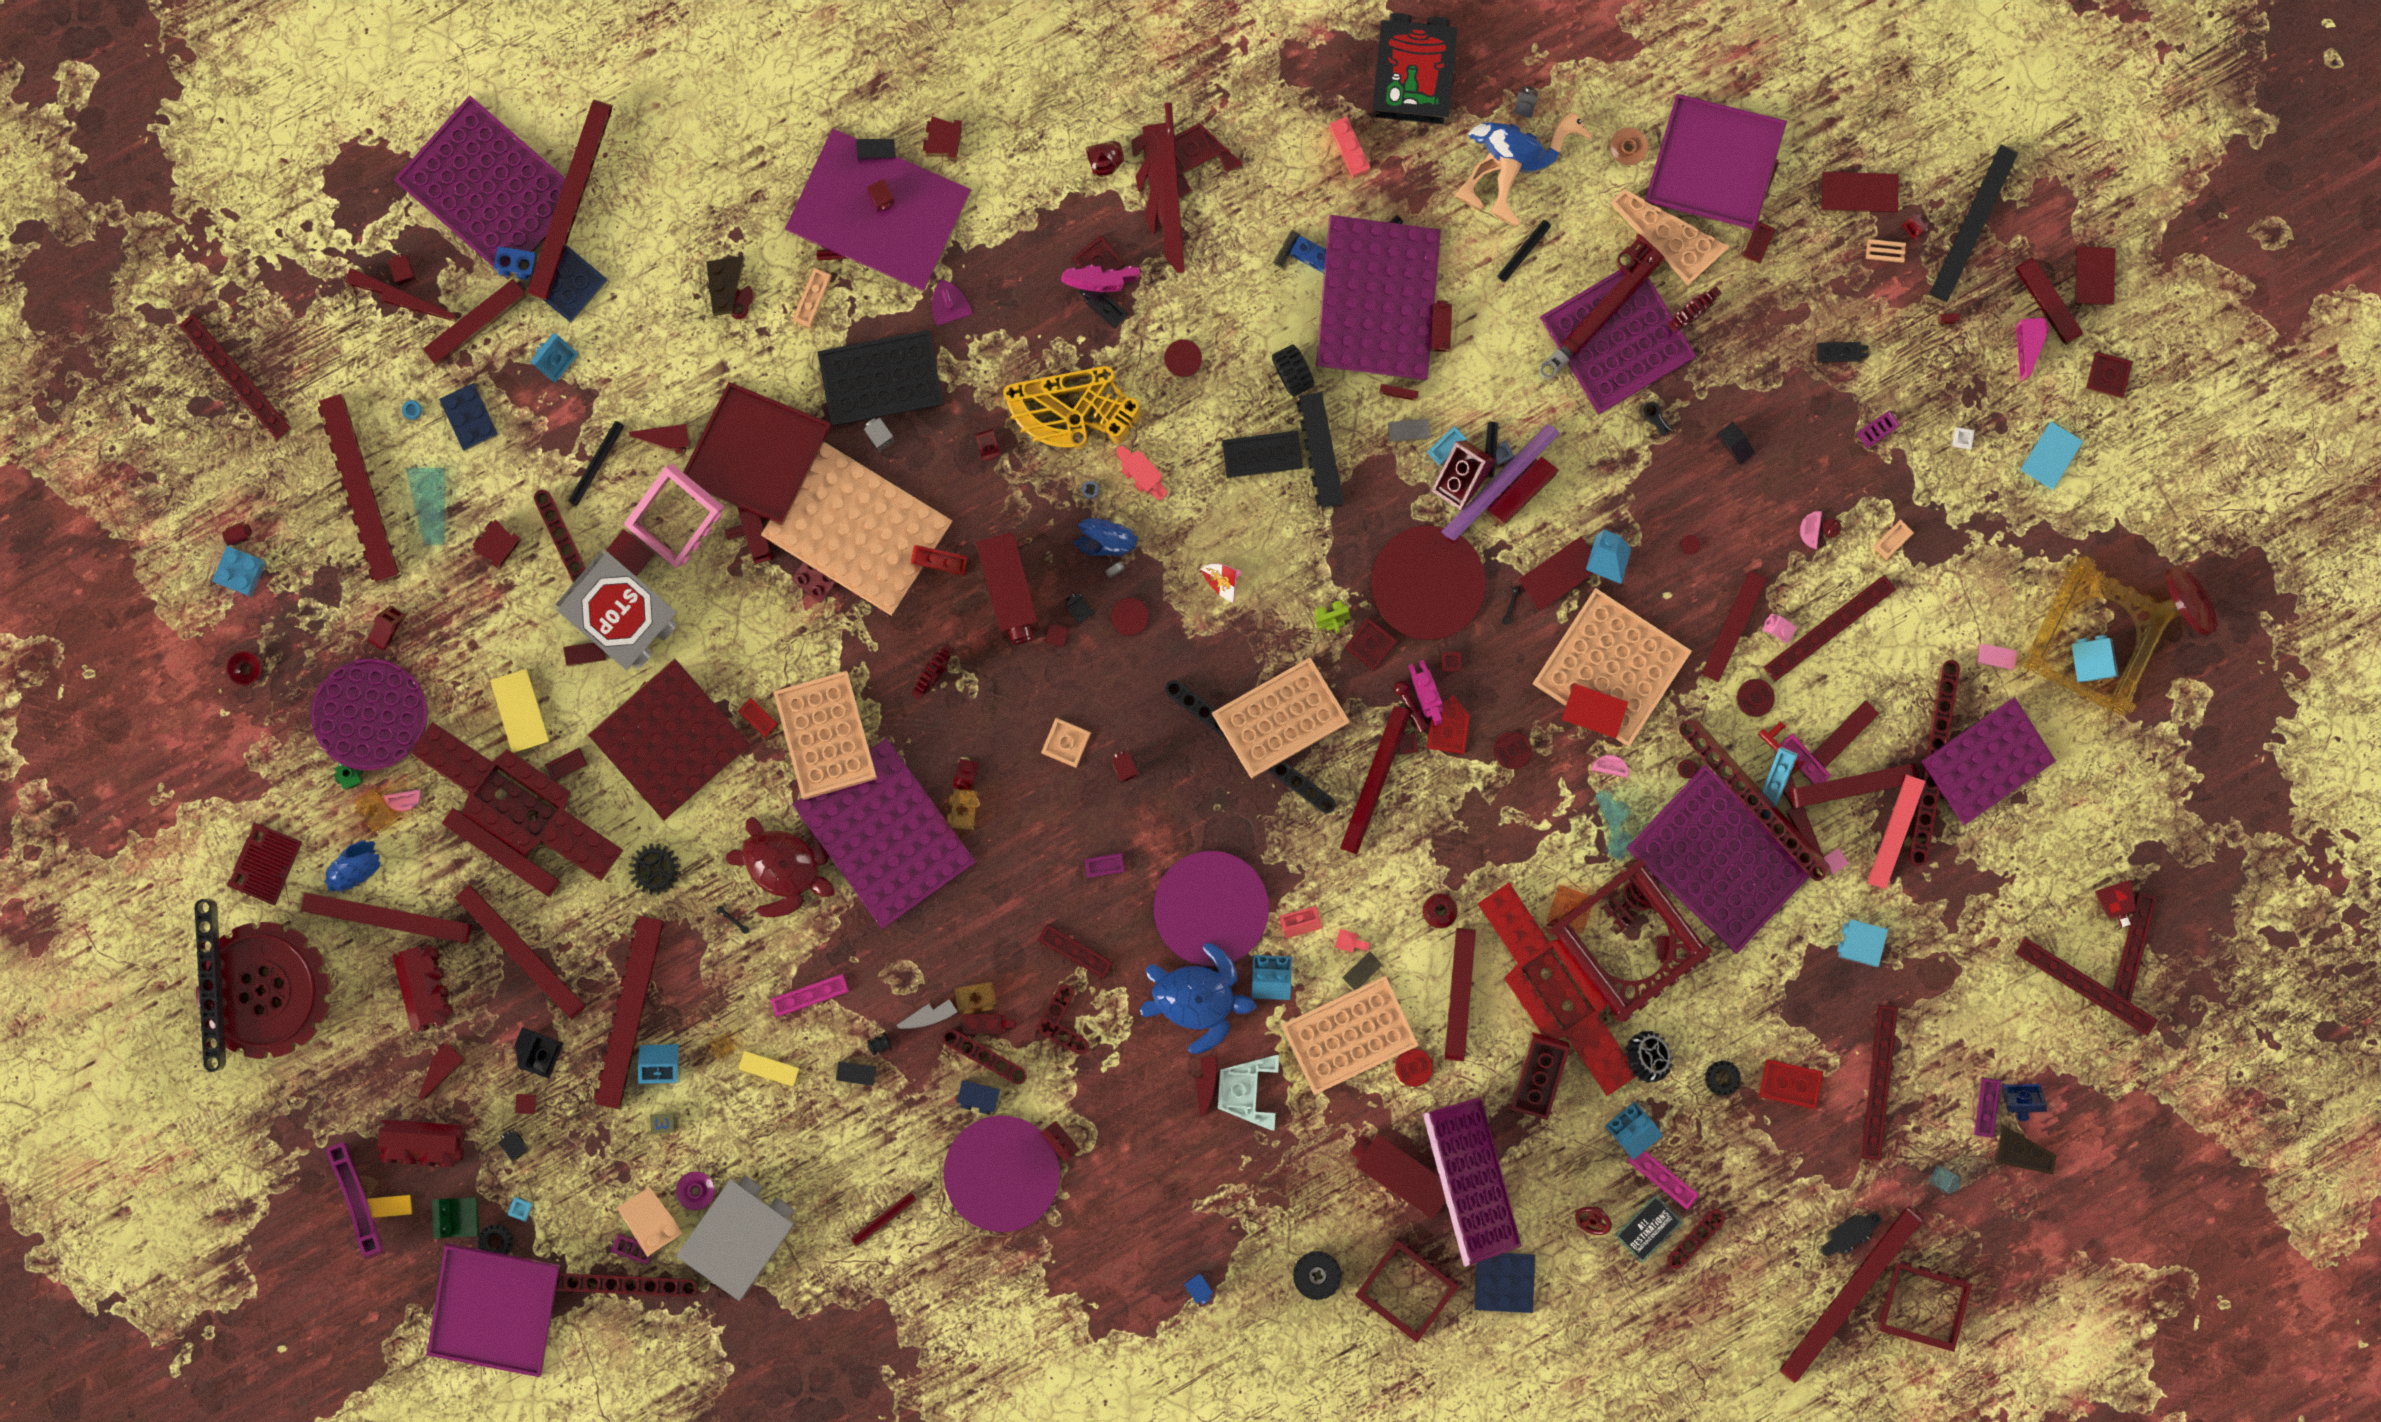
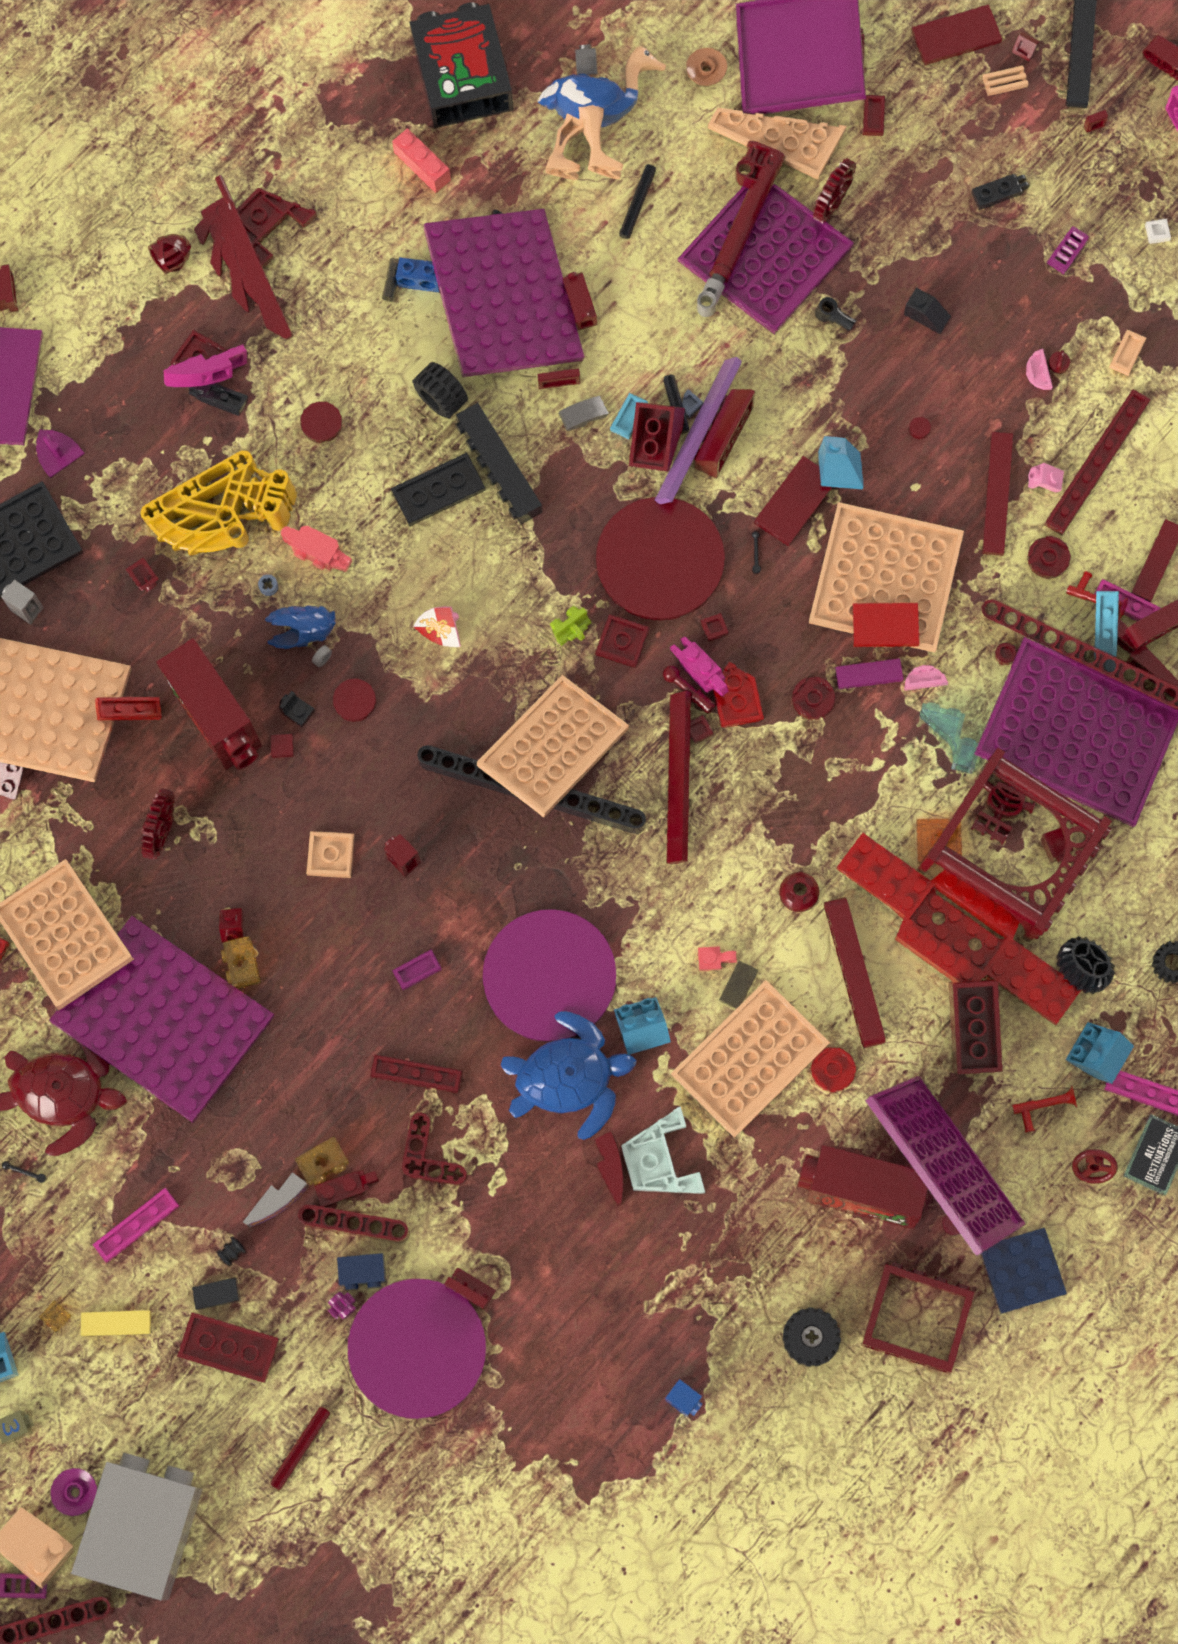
camera: 15 degrees left, 10 degrees down
(852, 1120) = (228, 1347): none -> dark red plate
(953, 1119) = (341, 1305): none -> magenta gear
(1300, 922) = (652, 956): coral slope -> none
(1561, 1153) = (1025, 1107): none -> red piece
(1566, 746) = (869, 673): none -> magenta tile

